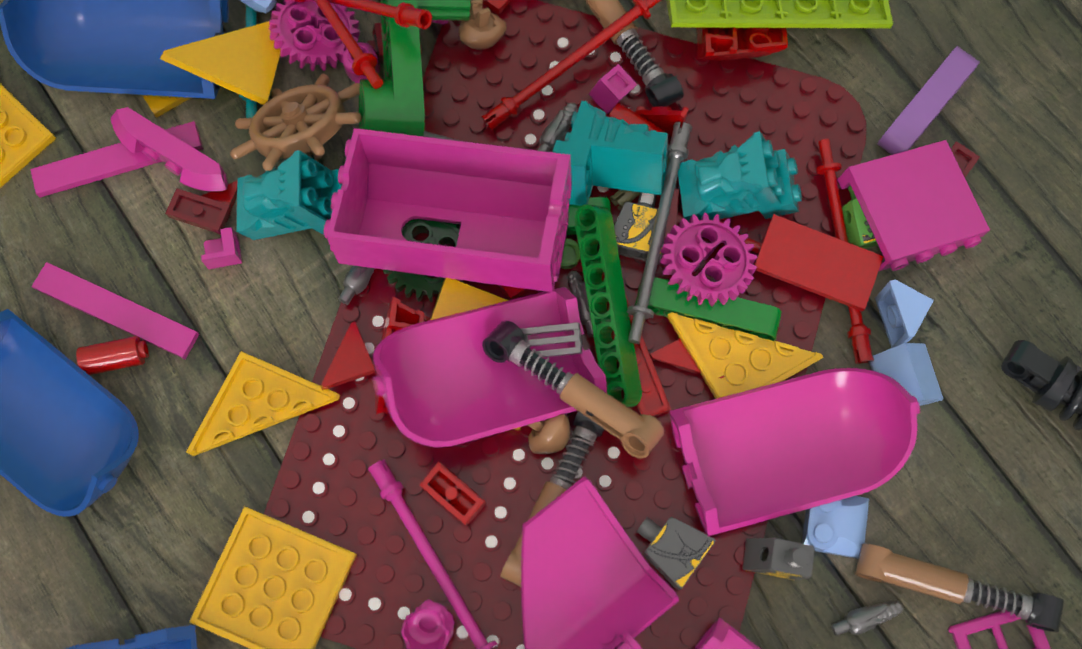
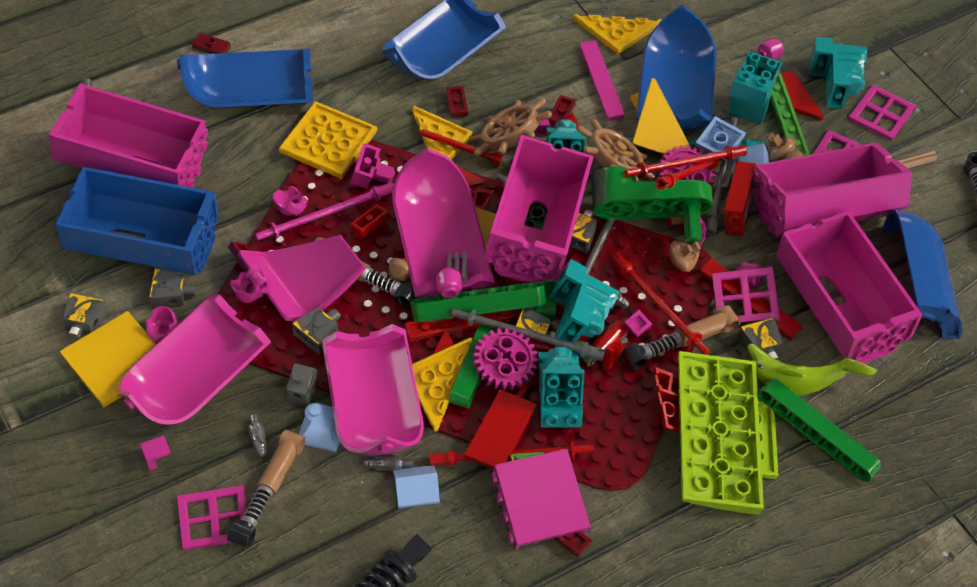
camera: 90 degrees right, 20 degrees down
(112, 355) = (475, 73): red brick -> none
(115, 310) = (503, 78): dark pink tile -> none
(156, 143) = (601, 99): dark pink brick -> none
(175, 381) = (457, 101): none -> dark red plate
(250, 281) = (508, 126): none -> medium nougat piece
(297, 310) = (494, 157): none -> red piece
(345, 506) = (369, 167): none -> dark pink brick
(595, 345) = (448, 282): none -> dark pink head
(637, 432) = (420, 271): piece -> none
(901, 311) = (458, 476): light blue slope -> none
(928, 102) = (626, 530): medium lavender beam -> none

